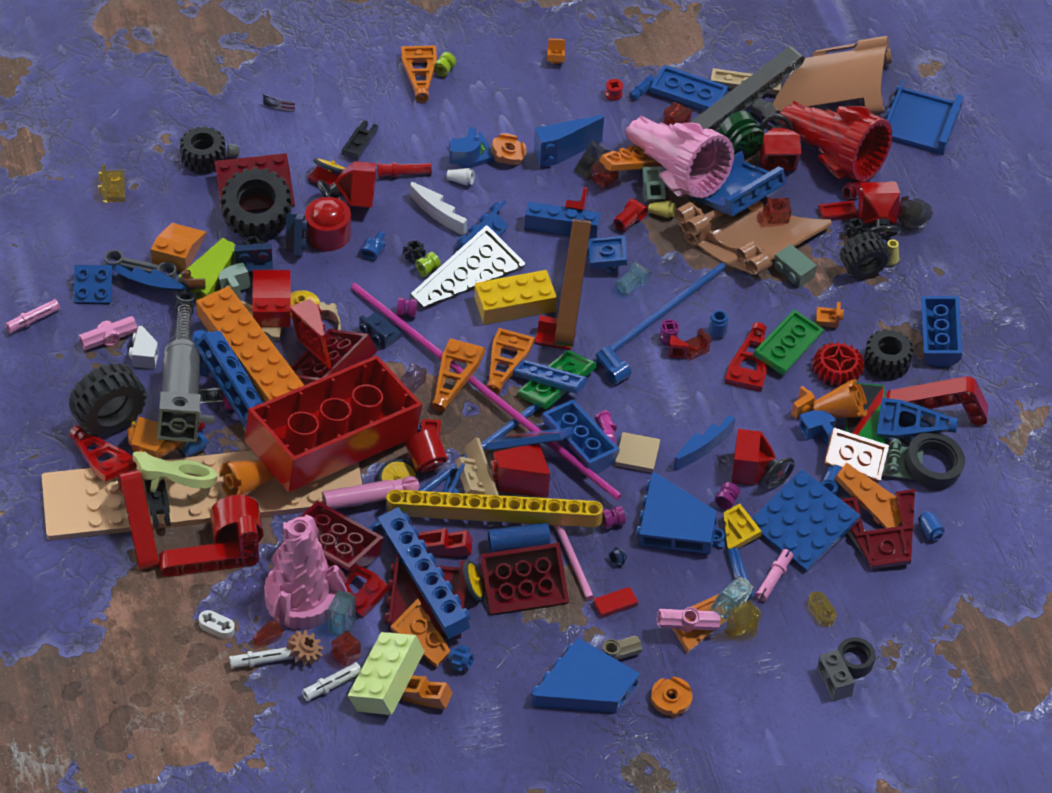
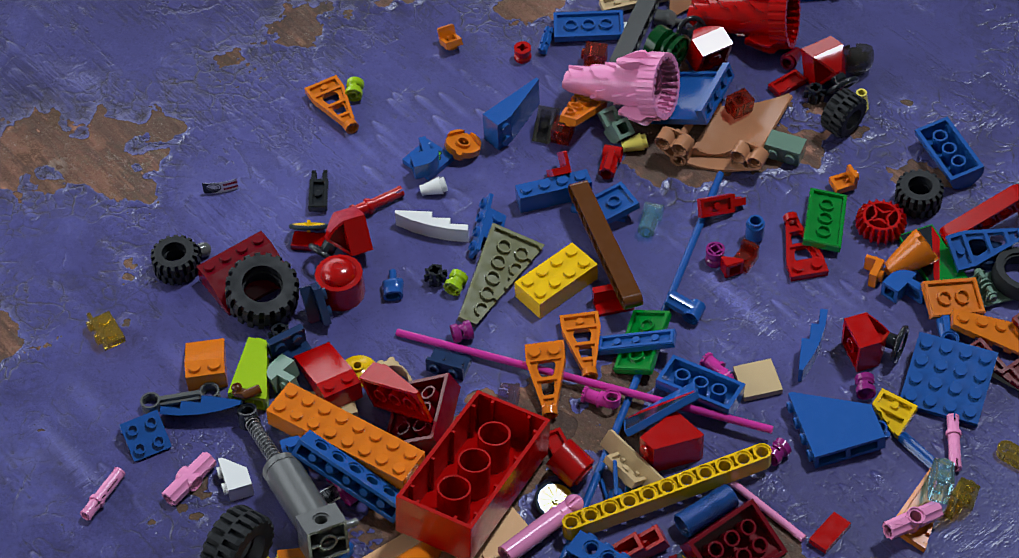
camera: 20 degrees left, 0 degrees up
(488, 410) = (600, 398): none -> dark pink connector
(617, 557) = (804, 488): dark blue plate -> none
(700, 291) = (719, 205): none -> red hinge

